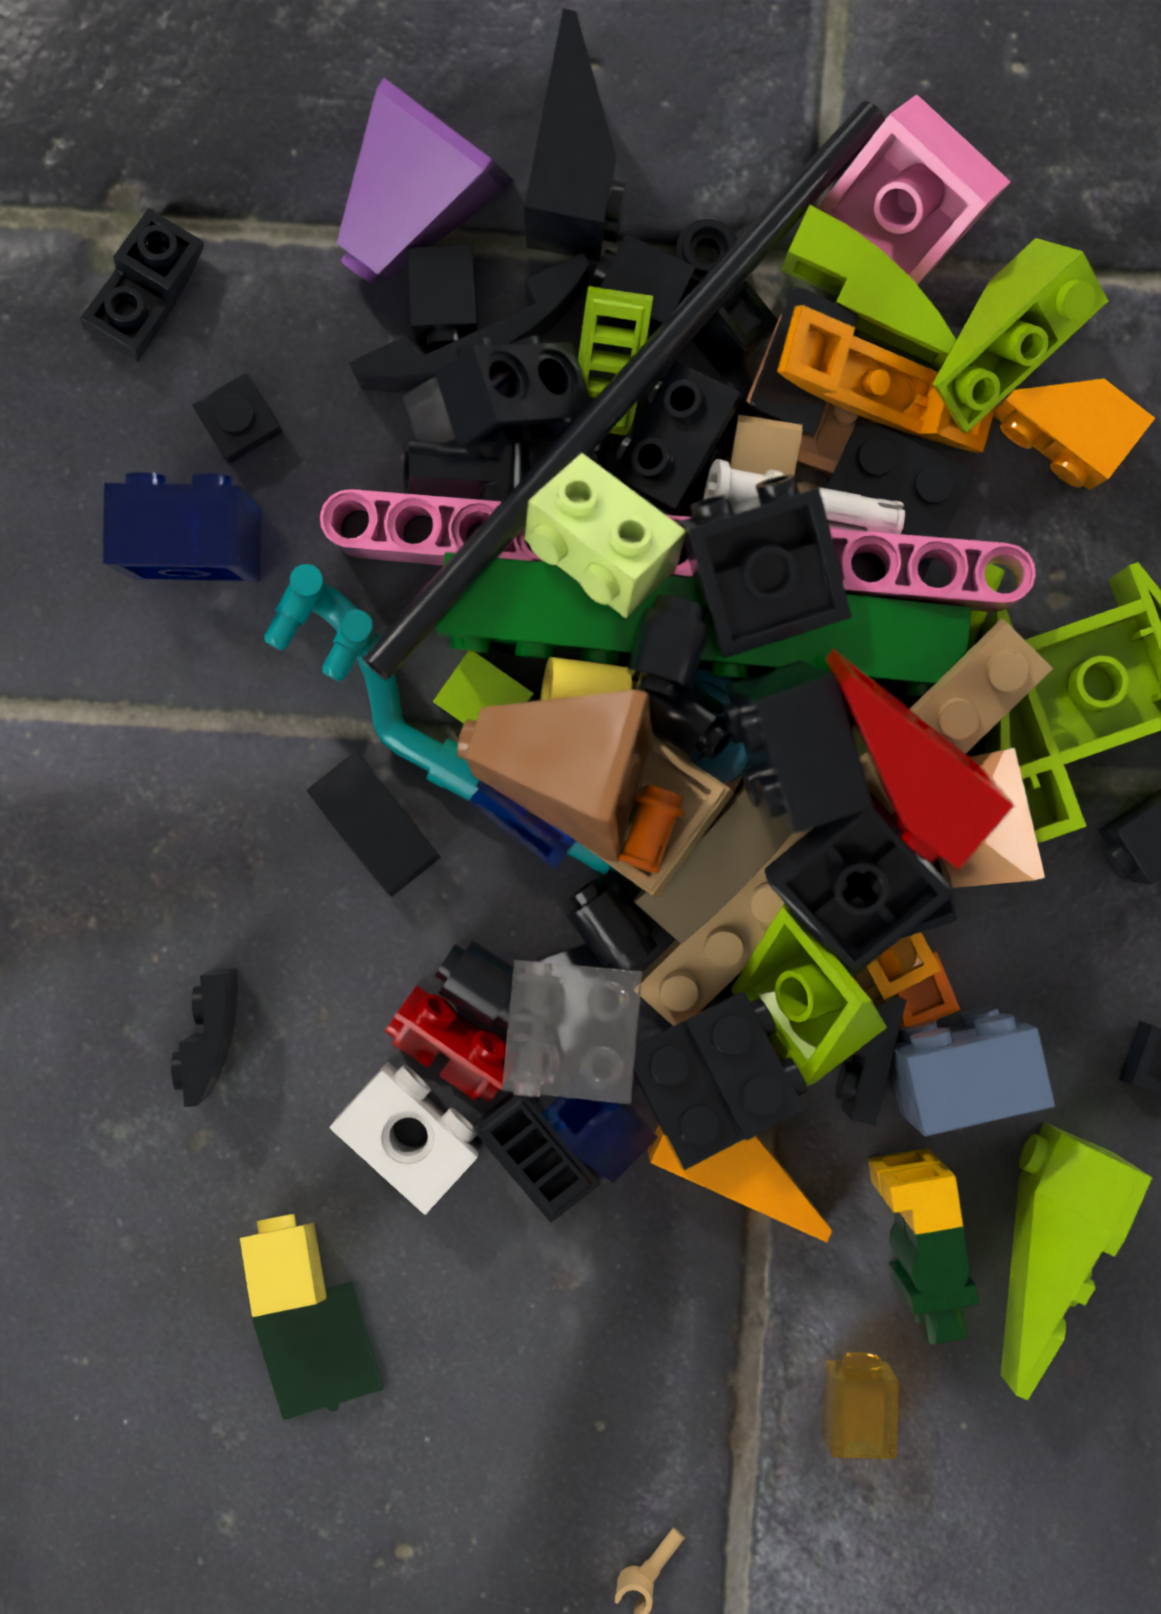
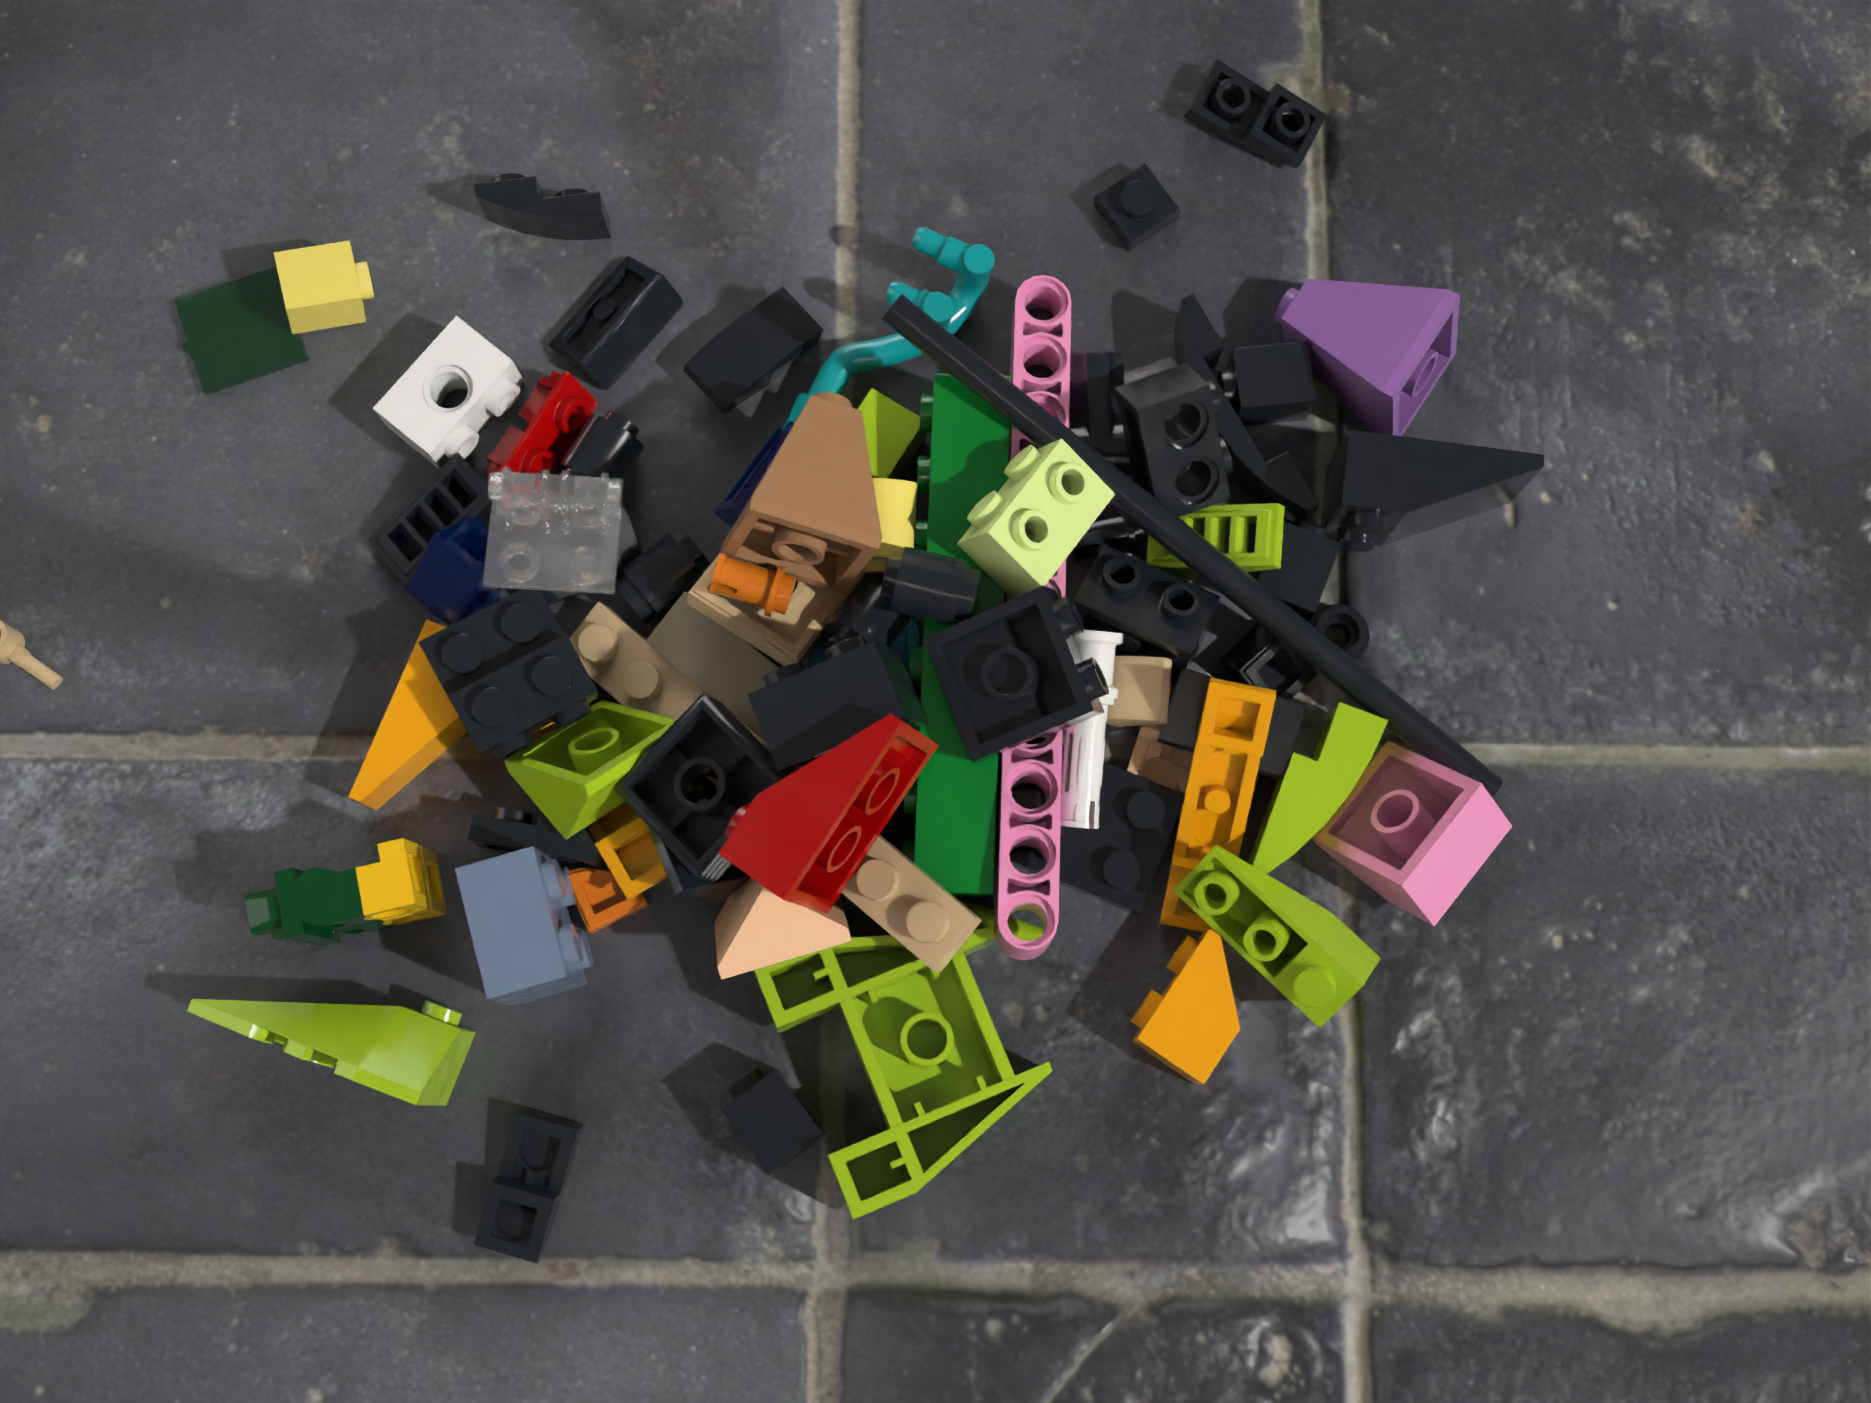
camera: 85 degrees right, 10 degrees down
(181, 529) = (1022, 152): clear blue brick -> none
(331, 963) = (617, 322): none -> black slope
(860, 1407) = (181, 849): clear yellow brick -> none

